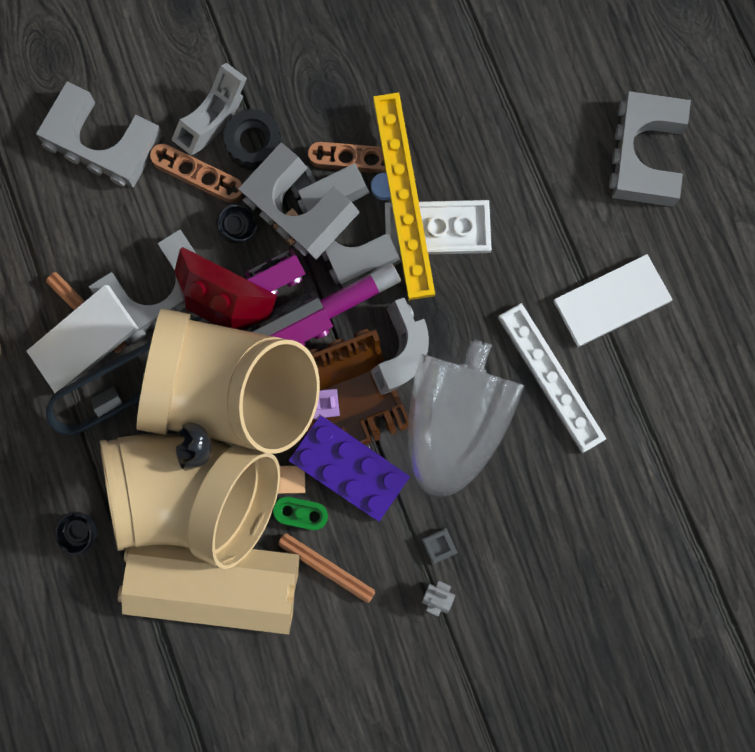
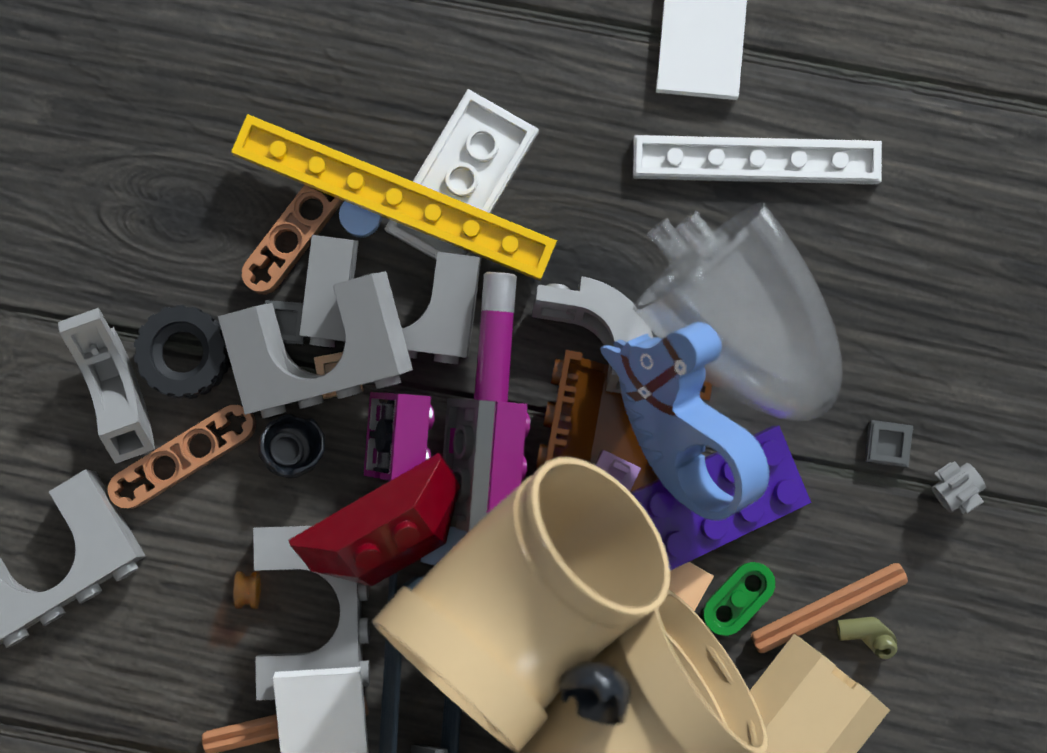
camera: 50 degrees left, 5 degrees up
(146, 248) = (247, 590): none -> clear orange bush
(327, 599) = (871, 632): none -> olive arm
(371, 414) = (674, 425): none -> medium blue animal

